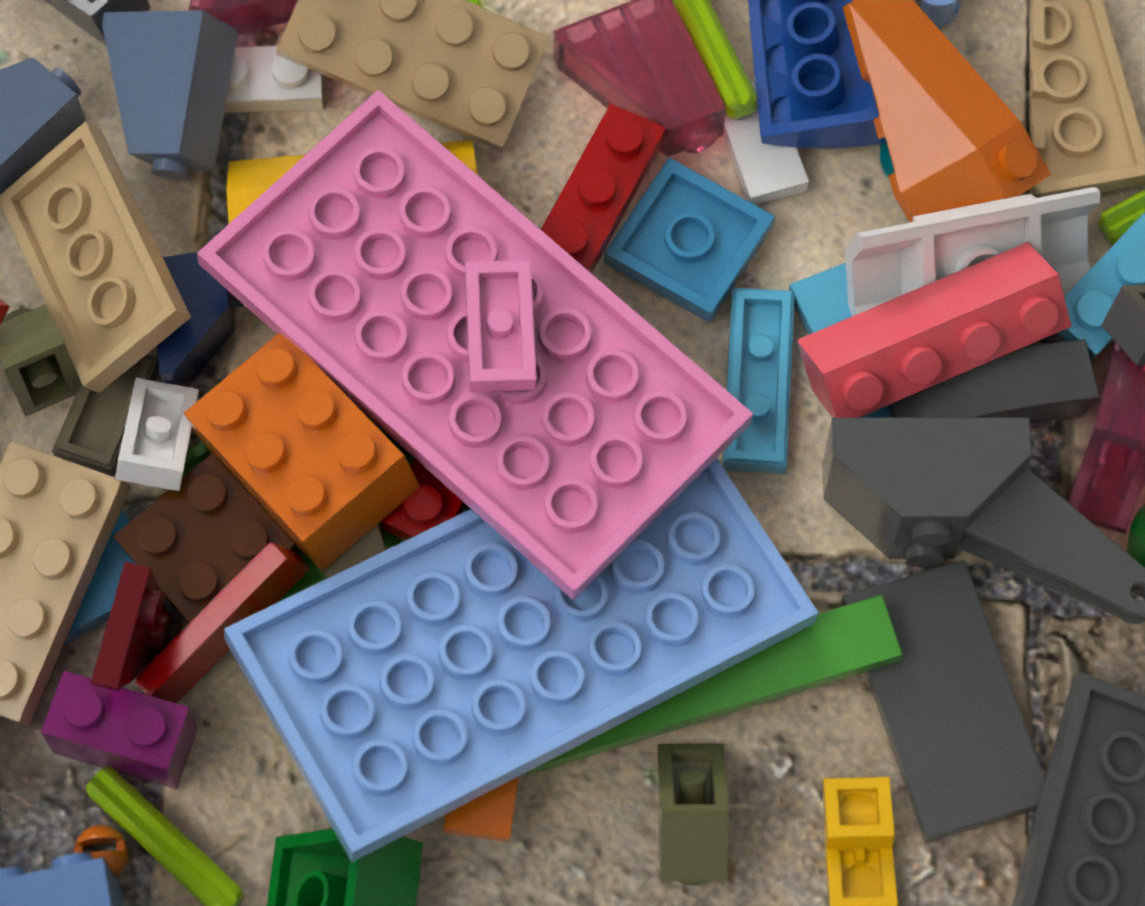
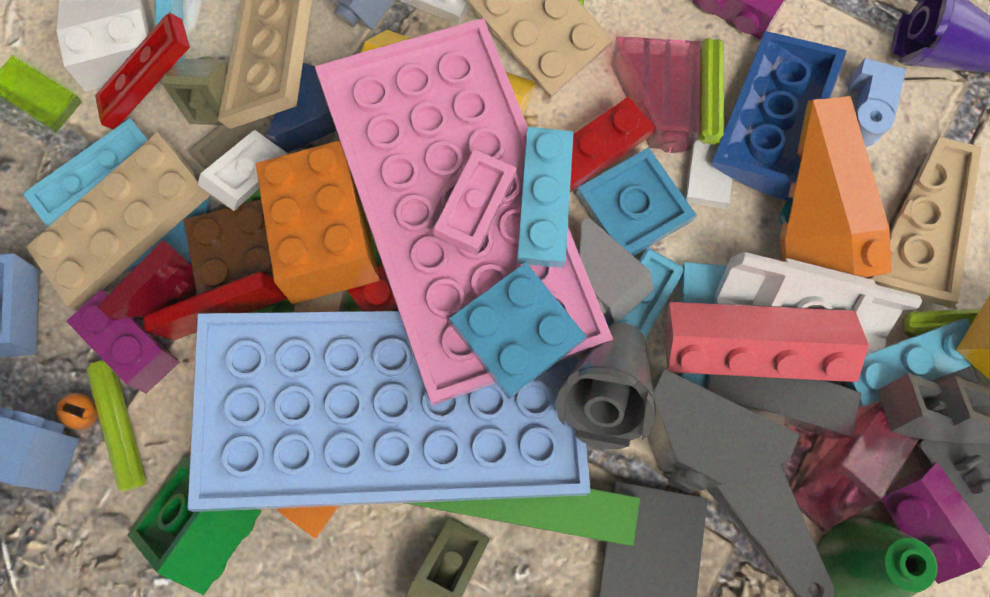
camera: 25 degrees right, 5 degrees up
(581, 280) = (545, 197): none -> medium azure plate
(633, 455) = (517, 330): none -> dark azure plate
(713, 335) = (613, 272): none -> light grey slope
(782, 479) = (610, 391): none -> dark grey cone

